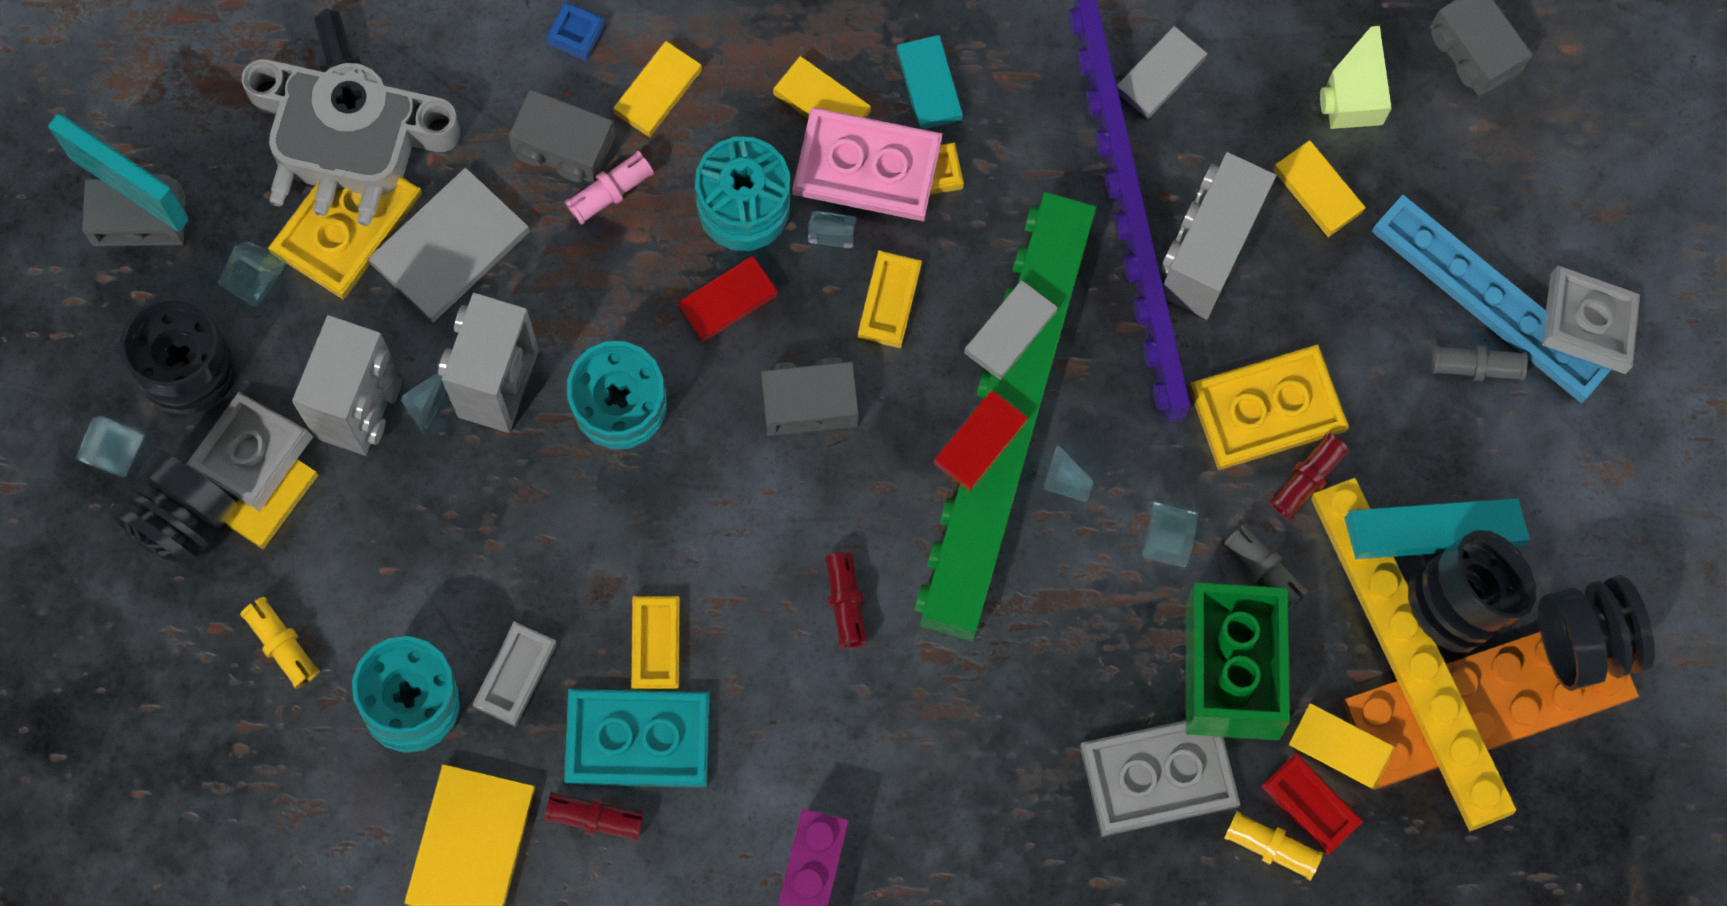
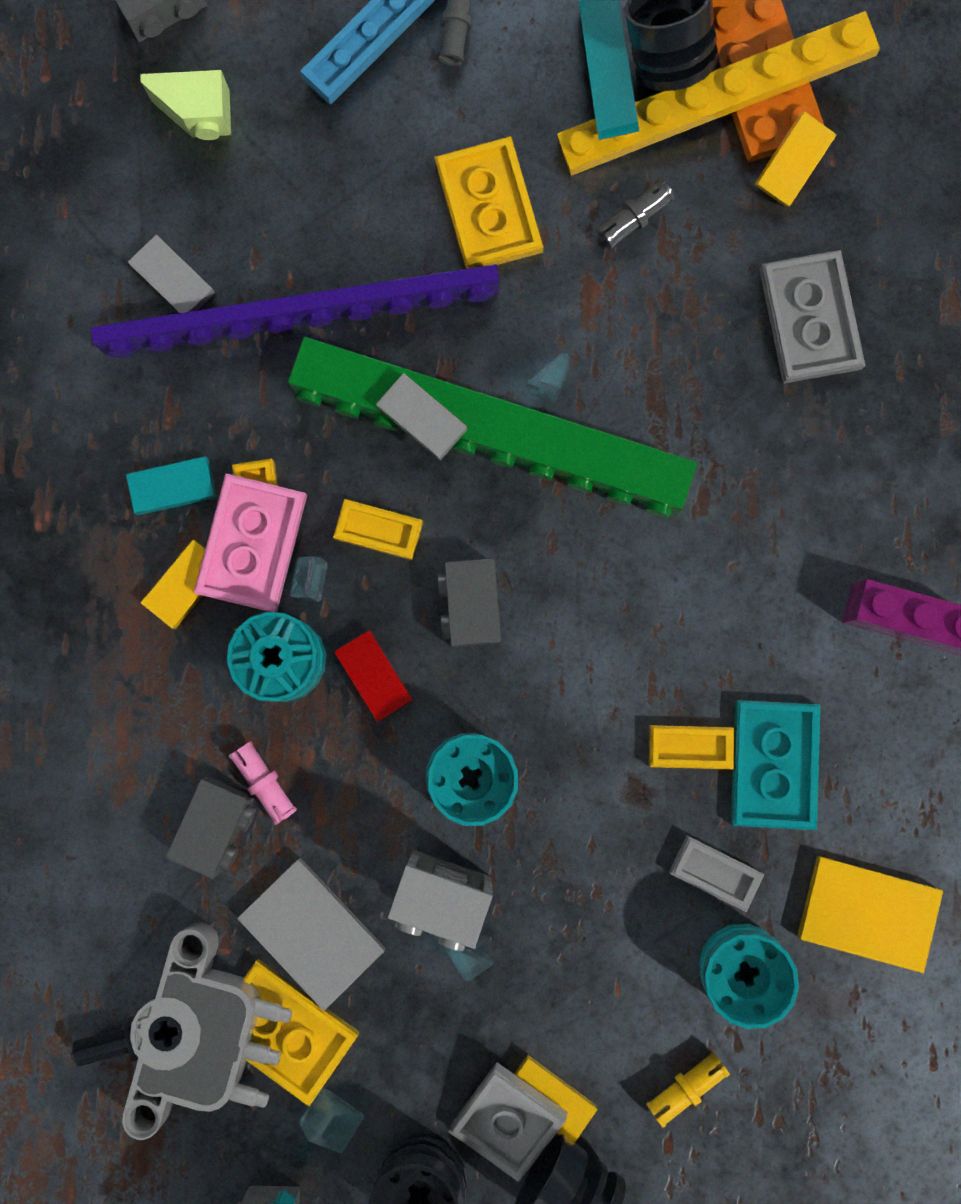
camera: 80 degrees left, 10 degrees up
(347, 386) = (462, 1036): light grey brick -> none
(575, 31) = (103, 813): blue tile -> none
(593, 816) = (848, 804): dark red pin -> none
(657, 89) = (166, 736): yellow tile -> none
(846, 600) = (658, 577): dark red pin -> none
(980, 440) = (525, 448): red tile -> none
(1170, 534) = (600, 294): clear light blue slope -> none
(1214, 233) = (334, 229): light grey brick -> none
(1237, 661) = (727, 238): green brick -> none
(1274, 845) = (876, 223): yellow pin -> none
(1309, 476) = (554, 172): dark red pin -> none
(1312, 804) = (837, 192): red tile -> none
(1319, 188) = (288, 146): yellow tile -> none

